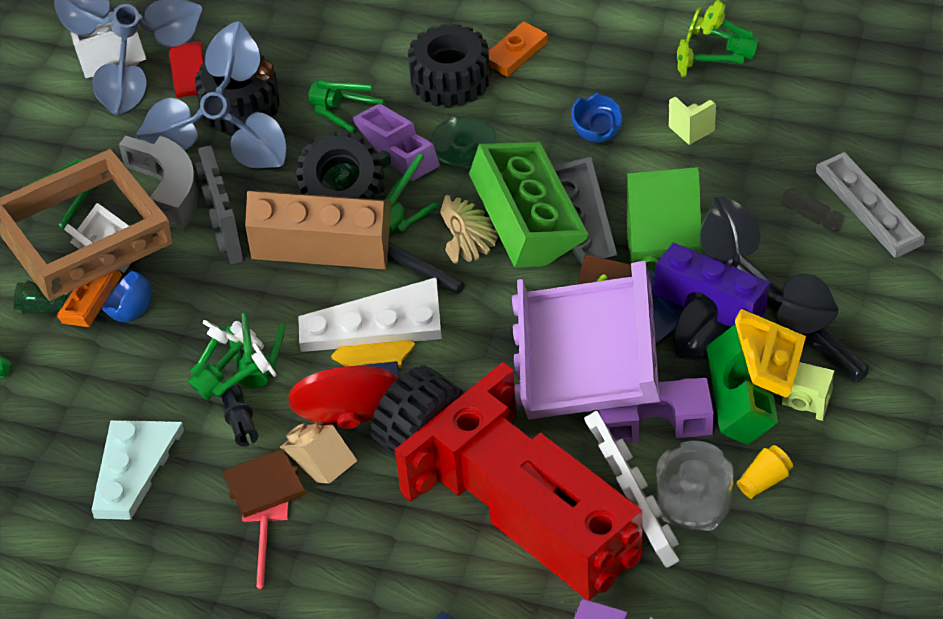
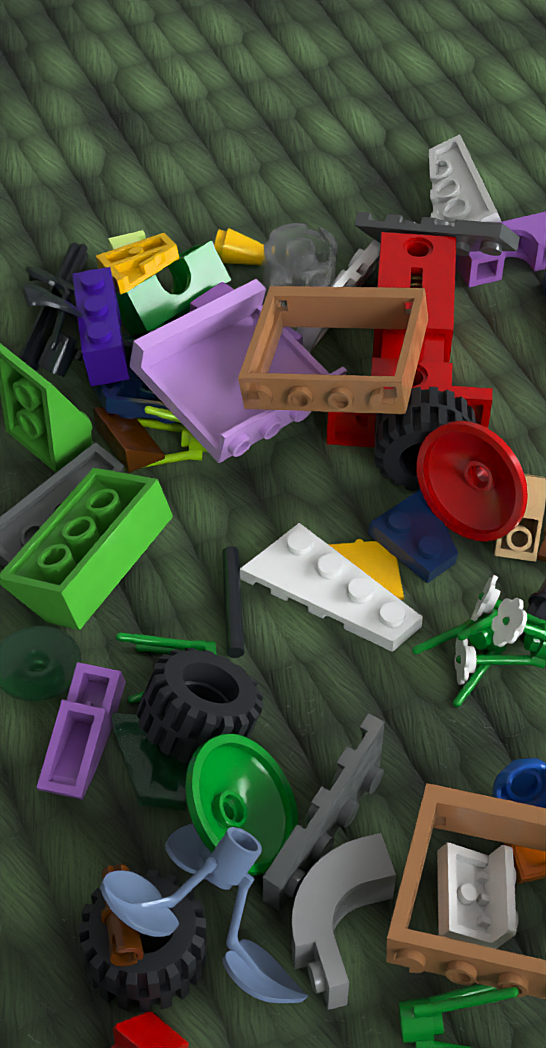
camera: 135 degrees left, 0 degrees up
(250, 149) = (241, 787): none -> green dish
(318, 229) = (283, 672): medium nougat slope -> none
(328, 95) = (66, 852): green plant -> none
(470, 230) = (148, 588): tan hair -> none
(512, 435) = (333, 309): none -> medium nougat window
(624, 574) = (470, 235): none -> dark grey wing

